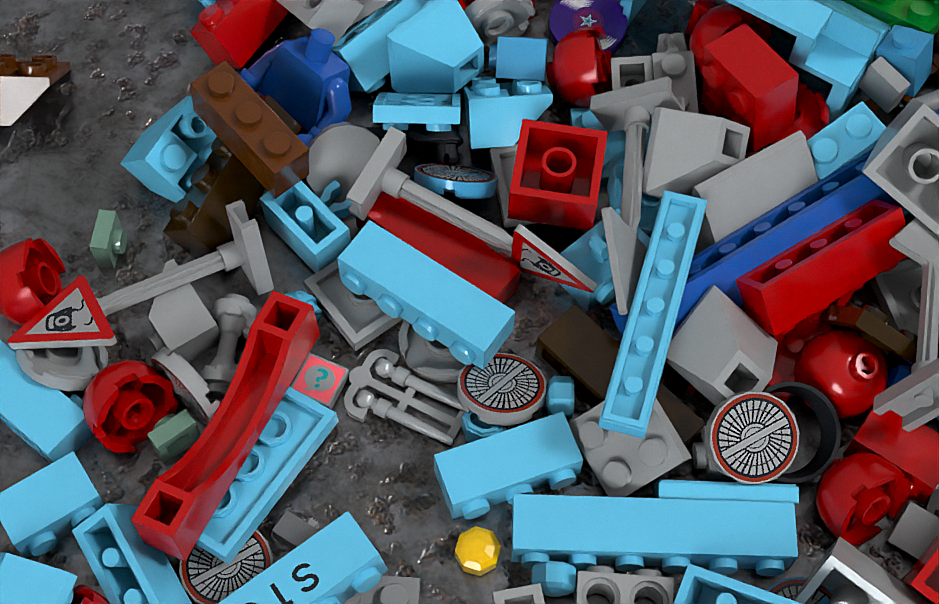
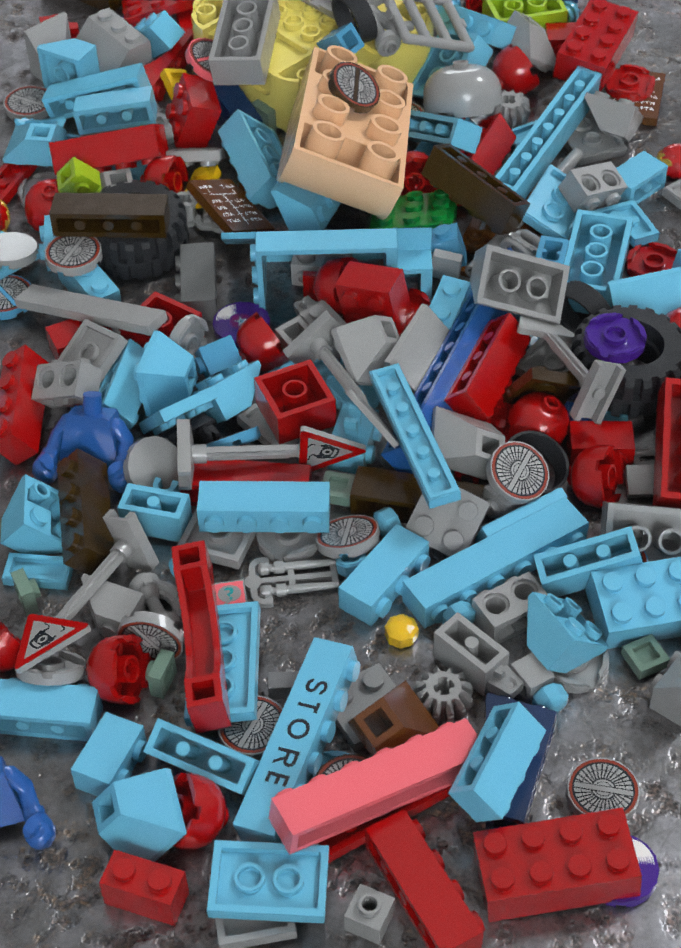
camera: 30 degrees left, 15 degrees down
(141, 217) = (46, 569): none -> medium azure tile
(250, 129) = (86, 466): reddish brown brick -> none
(537, 312) = (339, 487): none -> sand green plate

